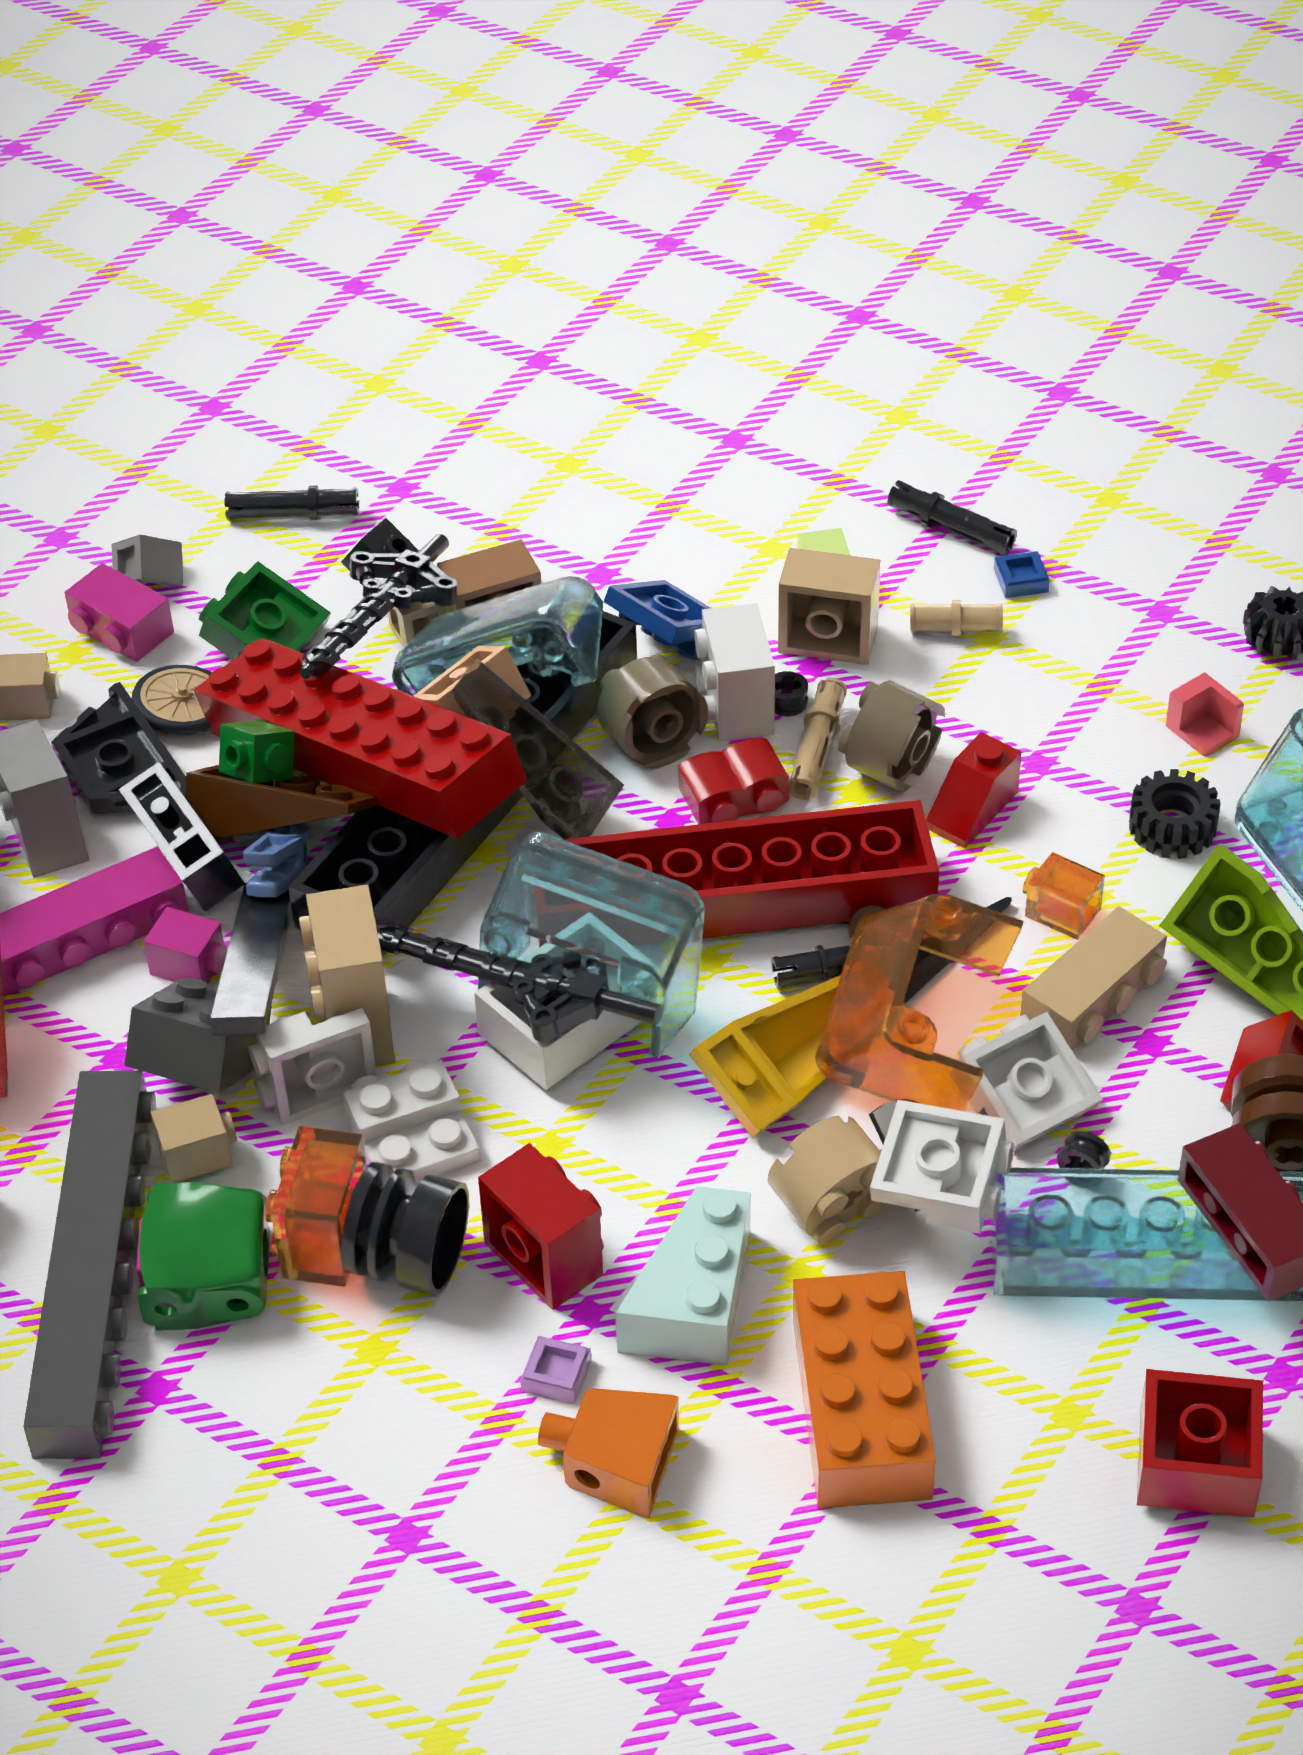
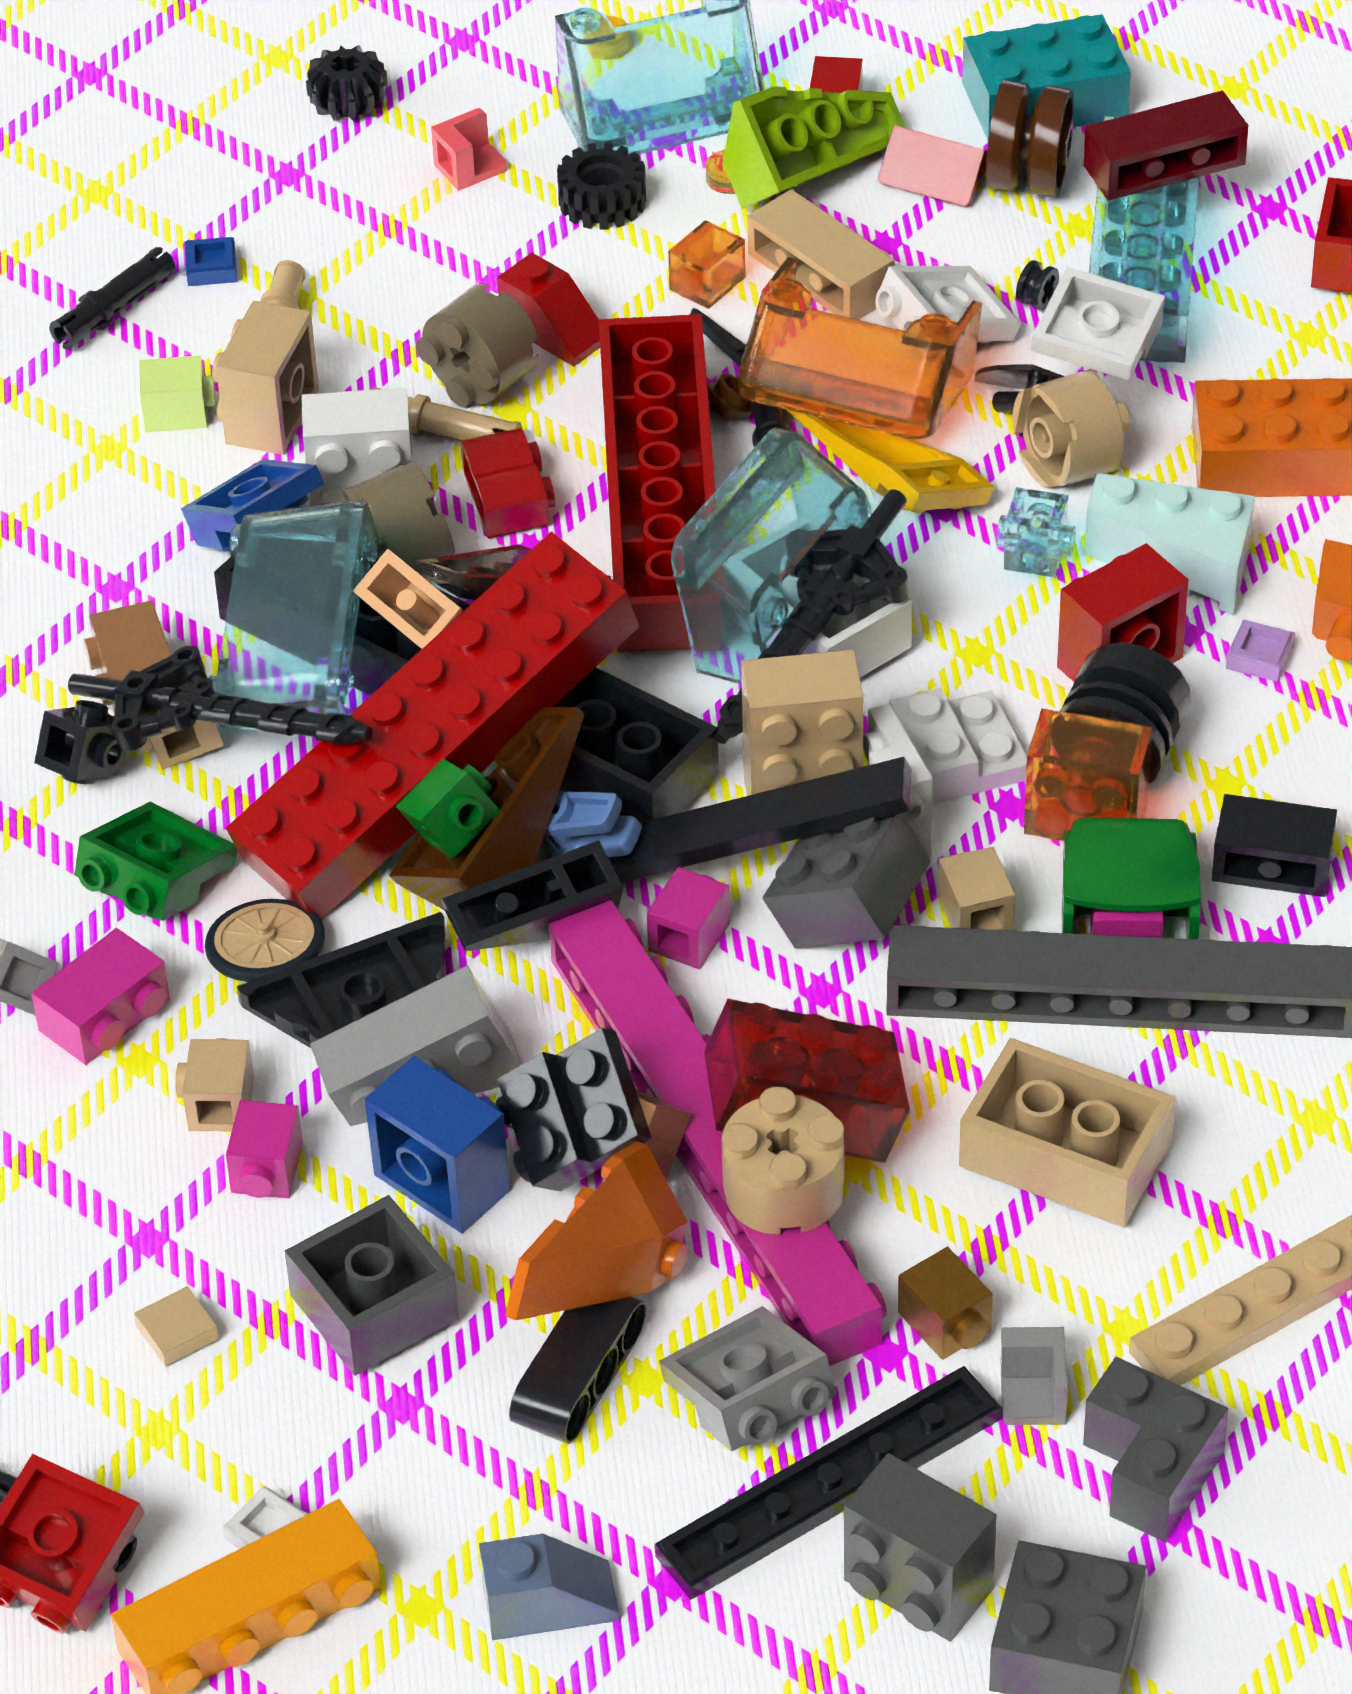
camera: 85 degrees left, 0 degrees up
(263, 1374) = (1274, 845): none -> black brick
(680, 1158) = (1036, 543): none -> clear light blue brick

